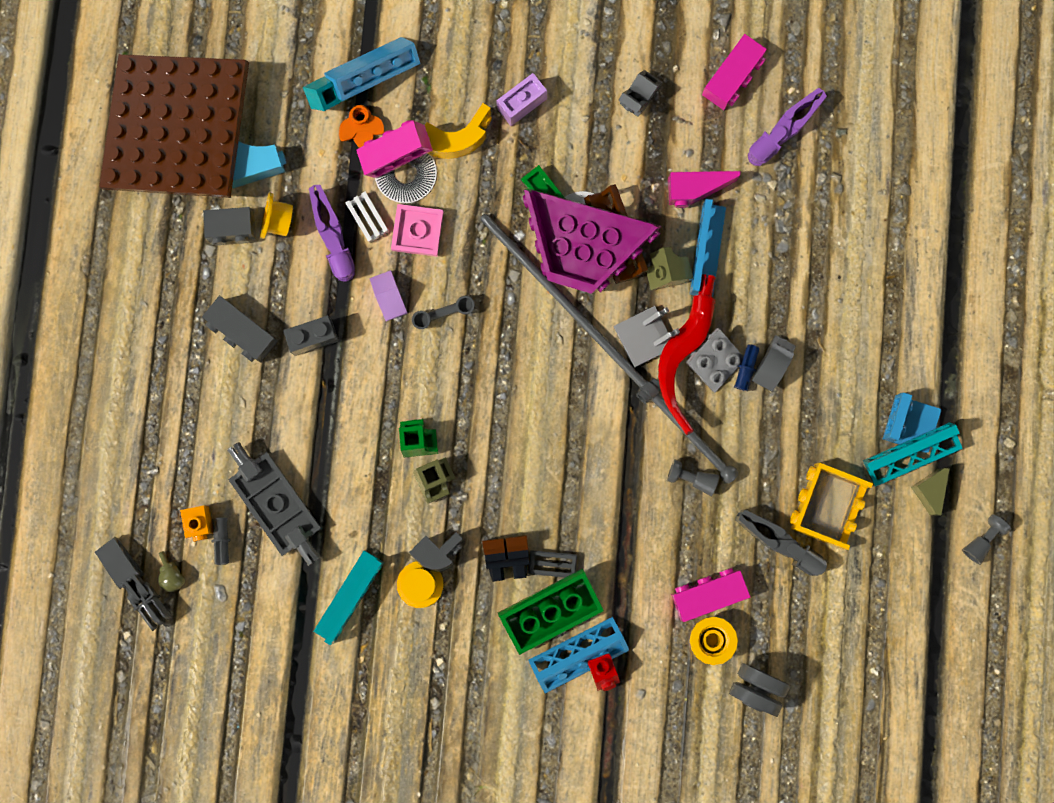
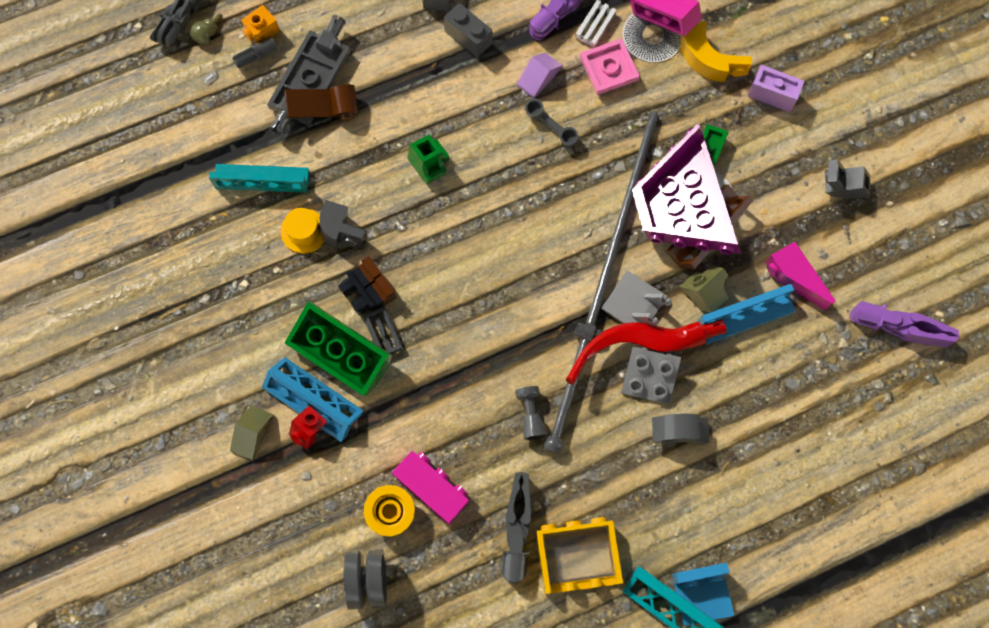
camera: 60 degrees right, 10 degrees down
(310, 505) = (312, 103): none -> reddish brown door
(433, 479) = (402, 189): olive brick -> none
(579, 721) = (250, 432): none -> olive slope
(735, 72) = (921, 252): dark pink brick -> none
(747, 368) = (661, 408): dark blue axle -> none

